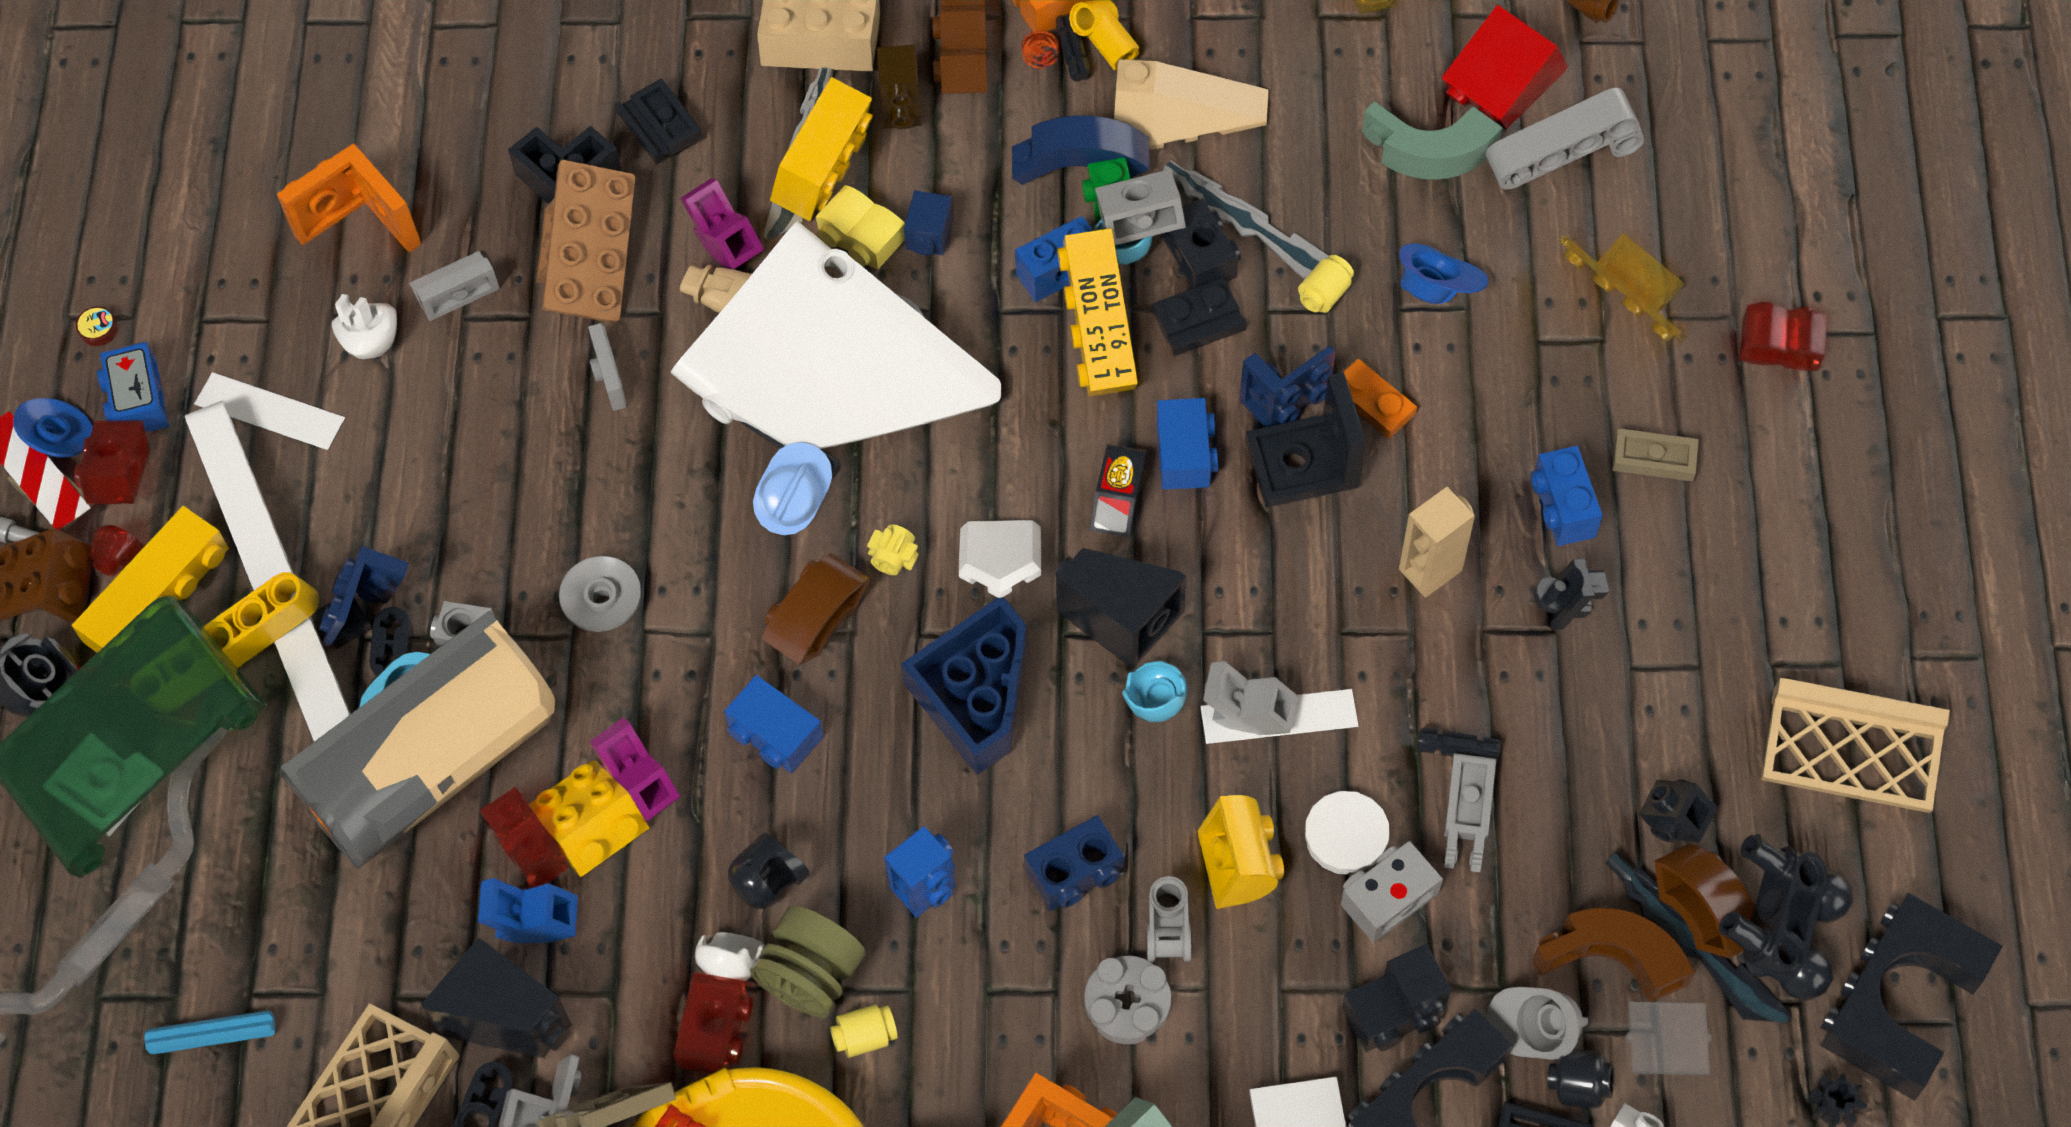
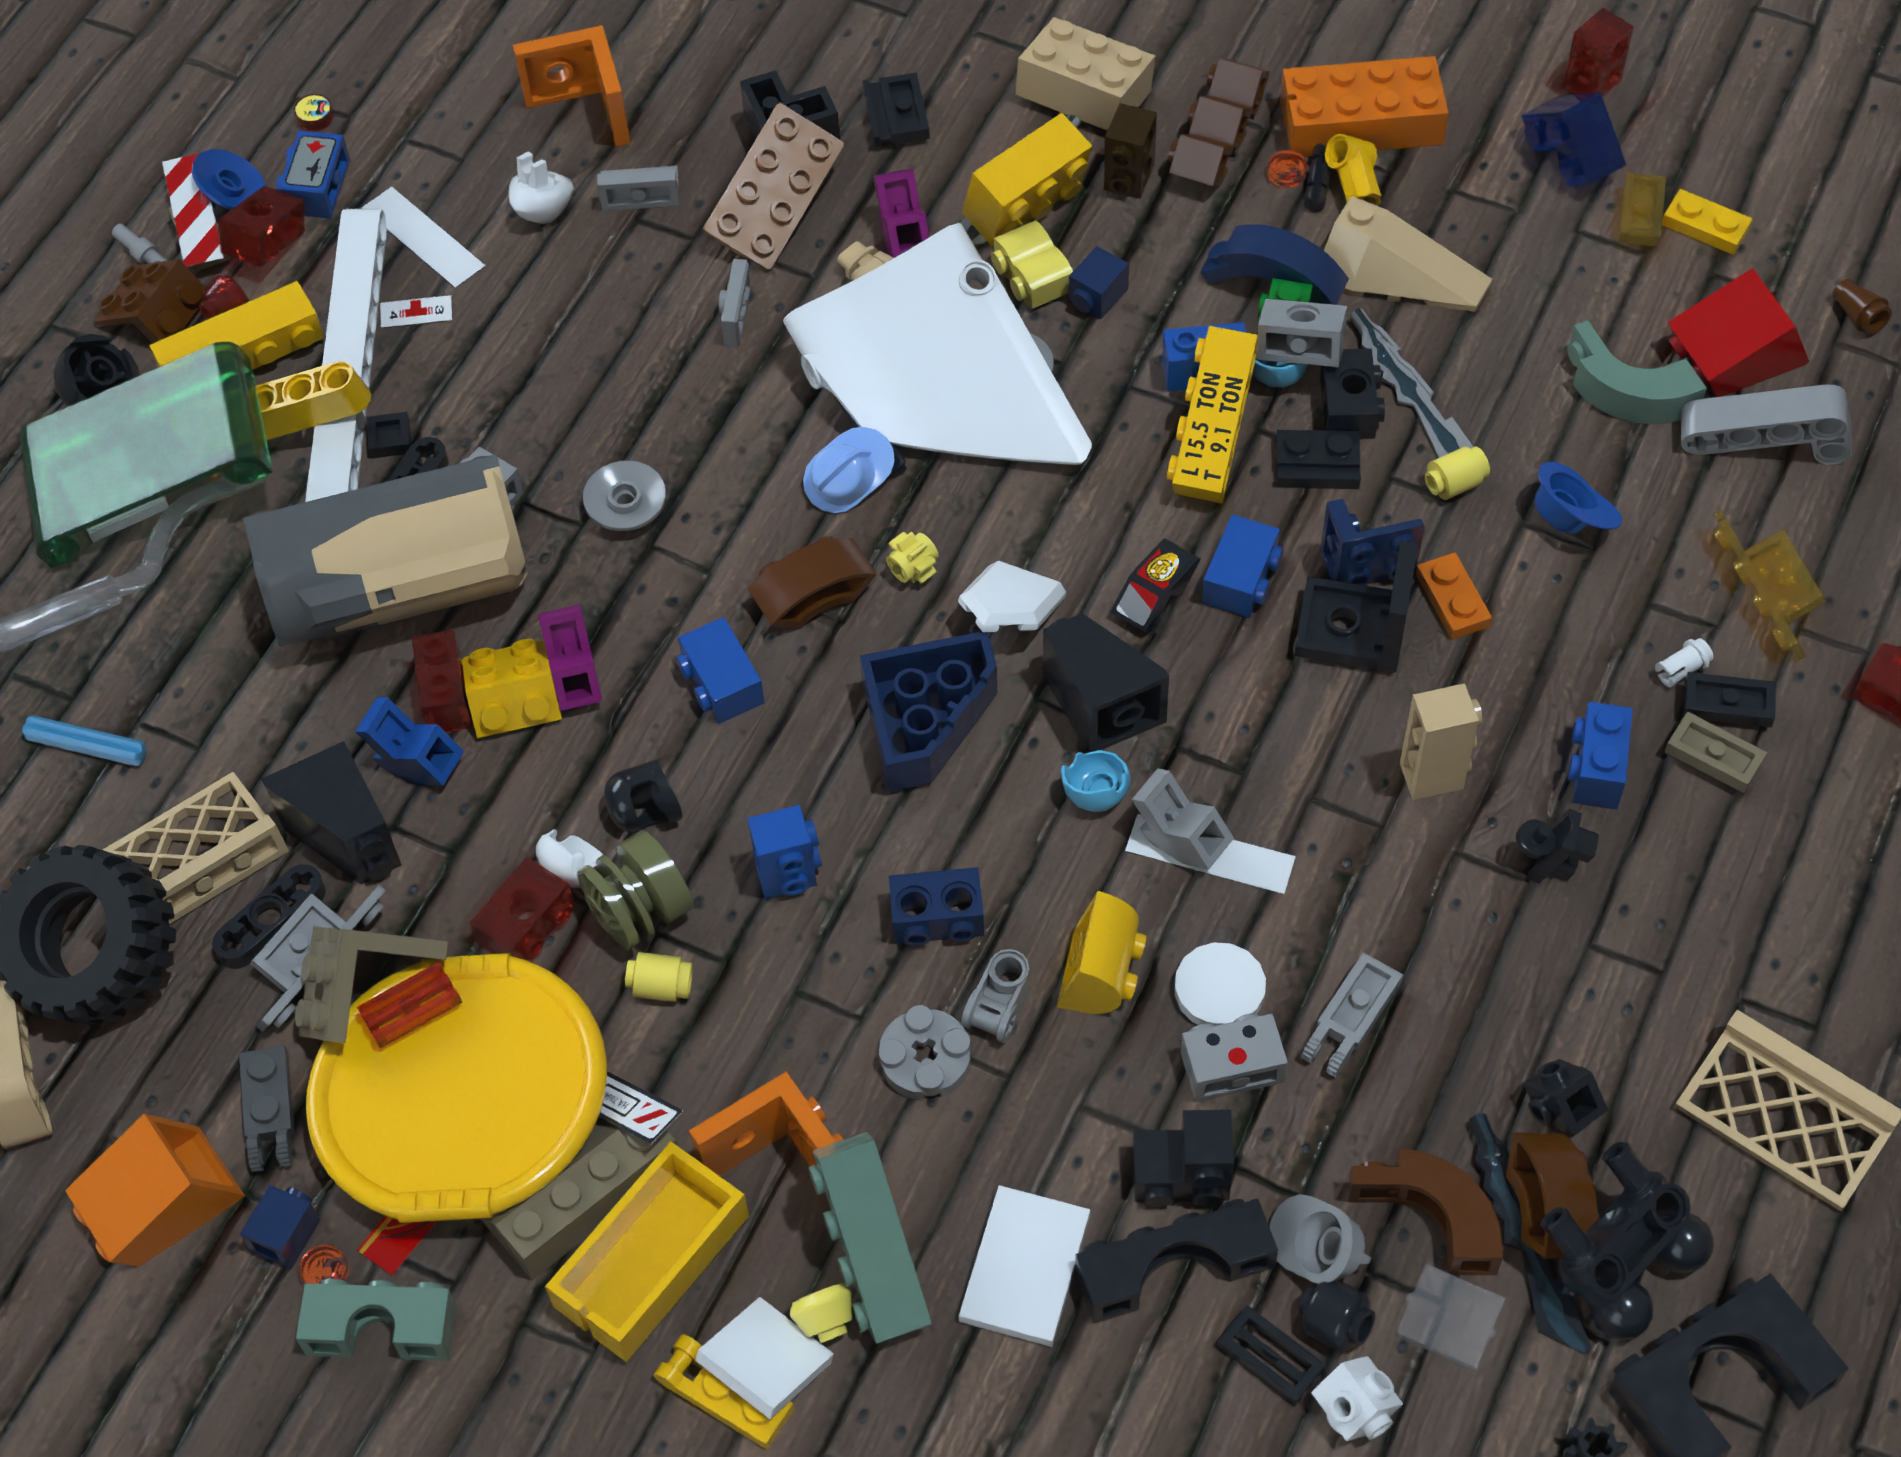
camera: 25 degrees right, 5 degrees down
(302, 488) = (416, 311): none -> white sticker
(368, 574) = (420, 394): dark blue bracket -> none
(1457, 743) = (1347, 933): black axle -> none
(1597, 376) = (1692, 657): none -> white pin
(1645, 402) = (1730, 699): none -> black plate

